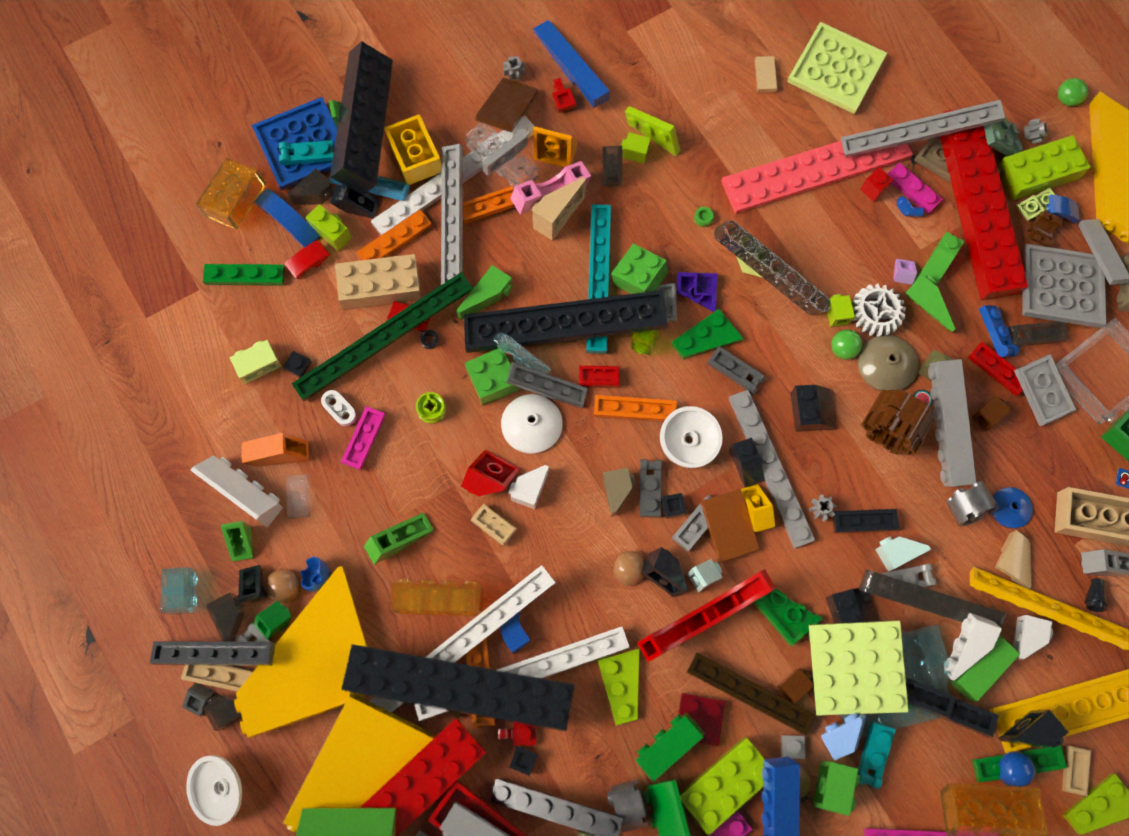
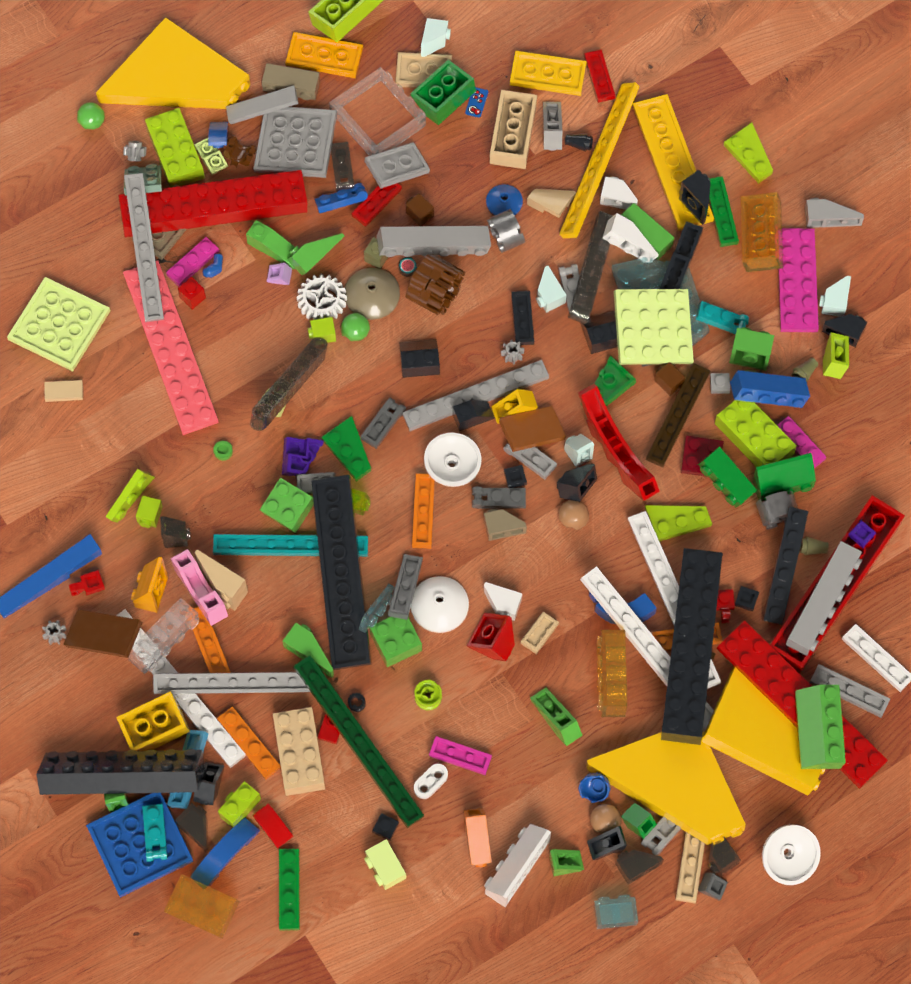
camera: 90 degrees left, 5 degrees down
(212, 653) = (673, 868): black plate -> none
(298, 496) = (518, 813): clear plate -> none
(505, 152) = (169, 623): light grey plate -> none
(599, 376) = (392, 543): red plate -> none
(845, 737) = (710, 341): light blue slope -> none
(1016, 769) = (727, 212): blue hair -> none
(1077, 771) = (729, 170): tan tile -> none

